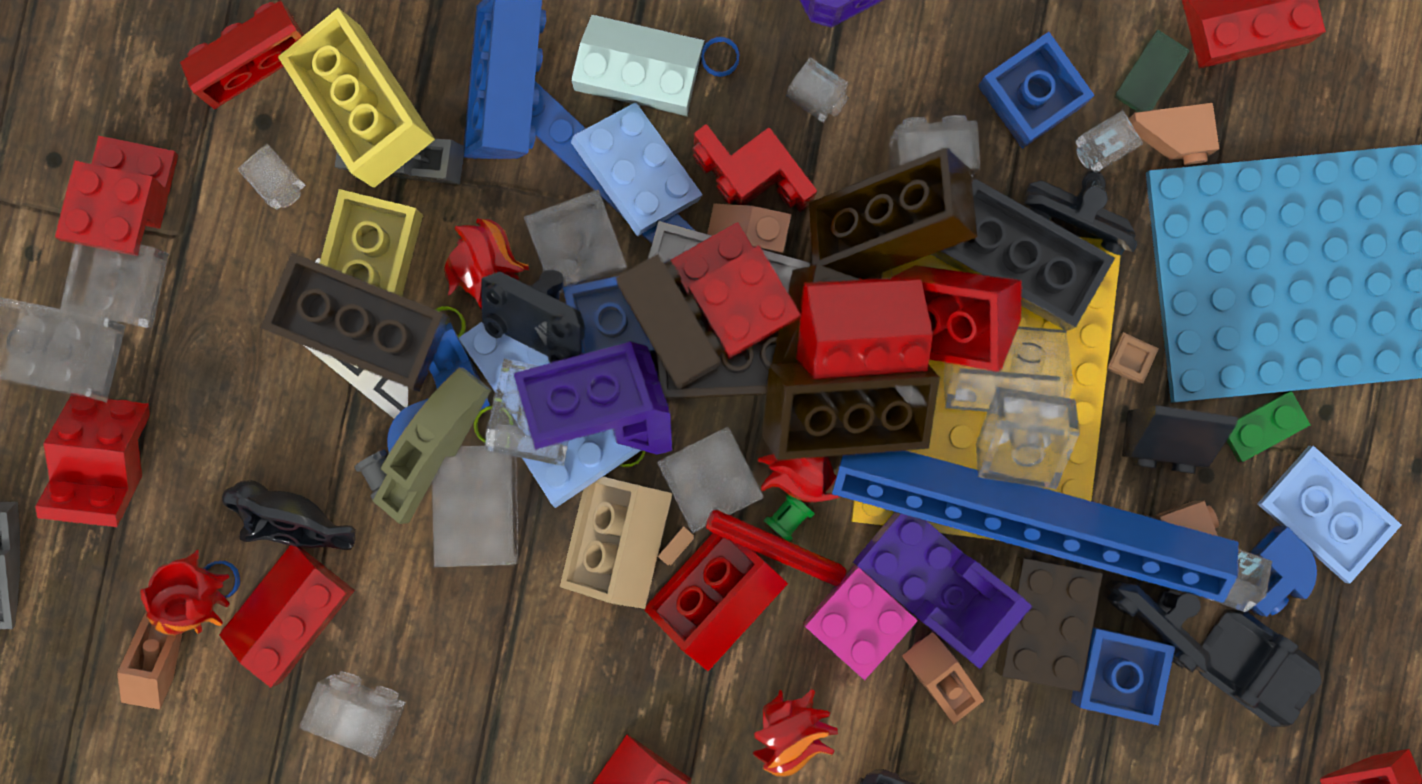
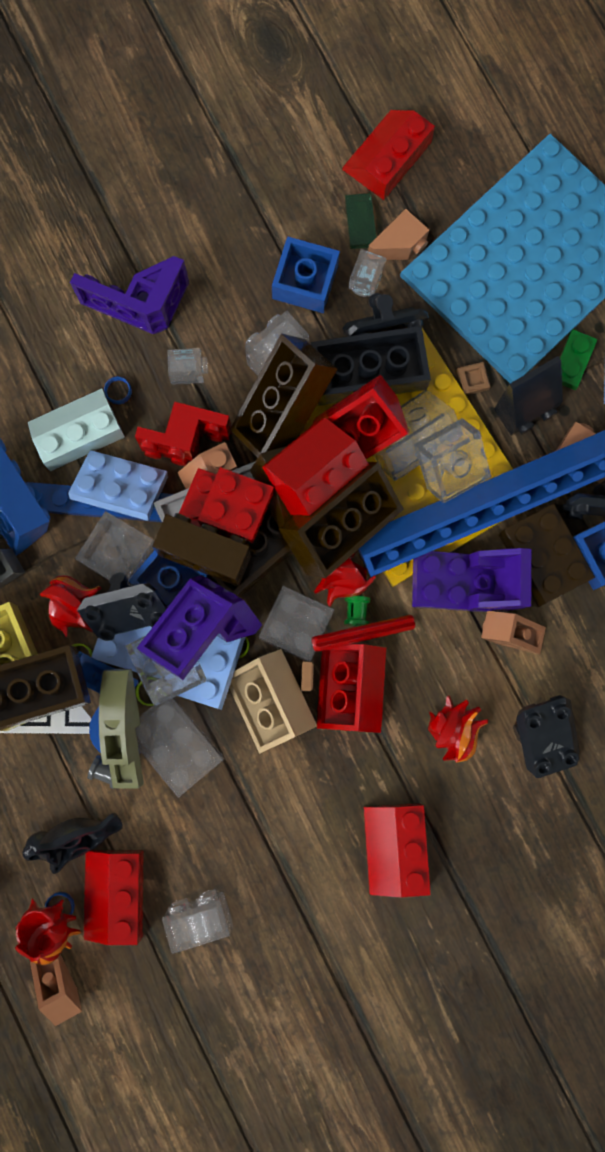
camera: 35 degrees left, 5 degrees down
(860, 622) = (443, 637): dark pink brick -> none

